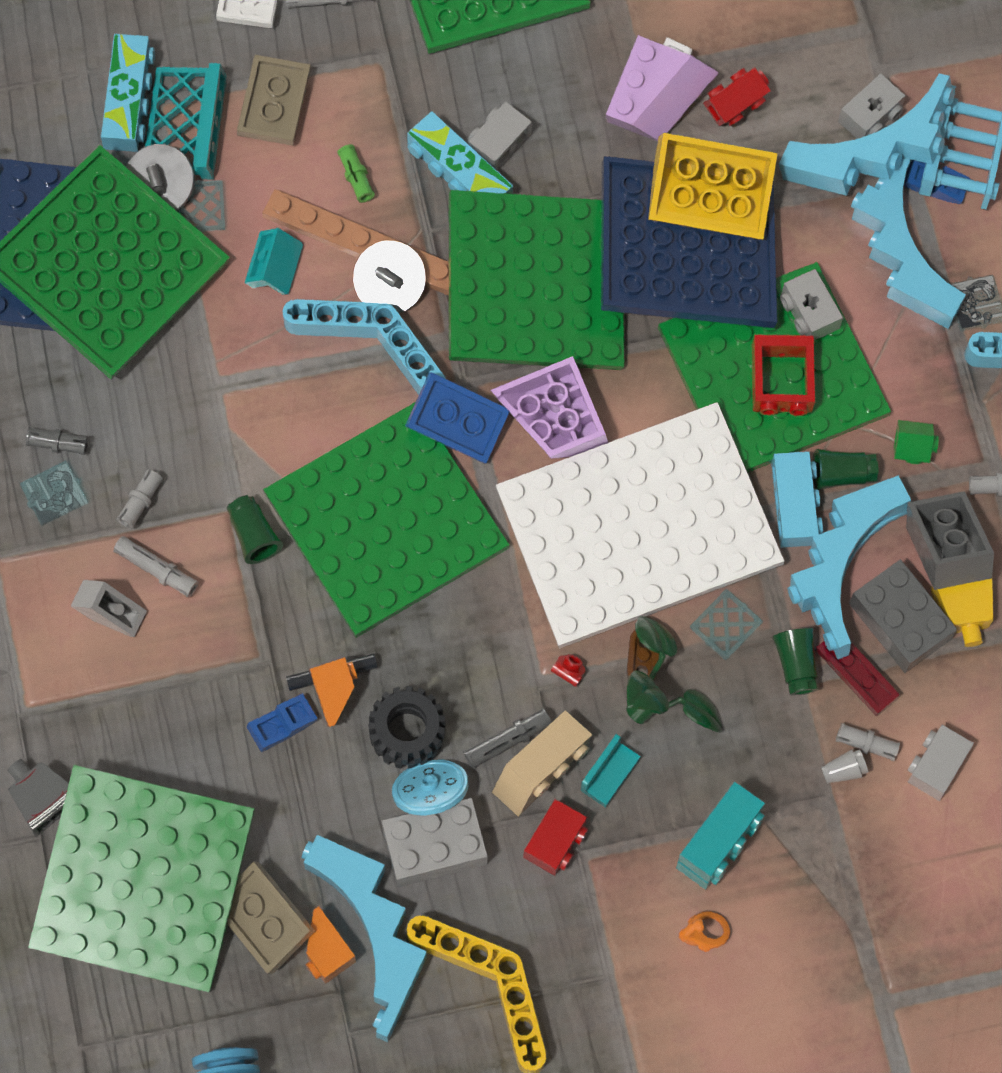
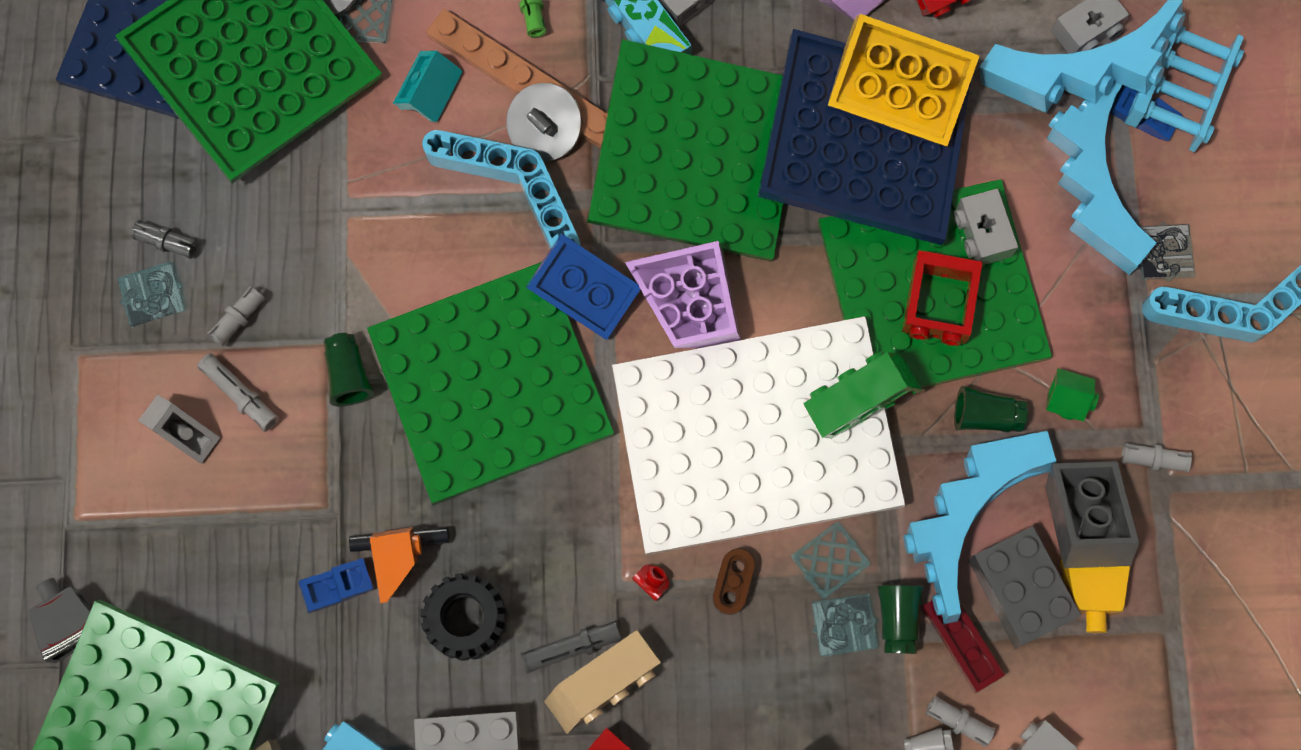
camera: 15 degrees right, 5 degrees up
(430, 787) = (475, 690): medium azure shield -> none
(609, 772) = (674, 704): teal panel -> none
(646, 698) = (725, 638): dark green plant -> none
(726, 468) = (860, 393): none -> green wedge
(749, 678) = (844, 625): none -> clear light blue piece
(796, 498) = (931, 437): medium azure brick -> none

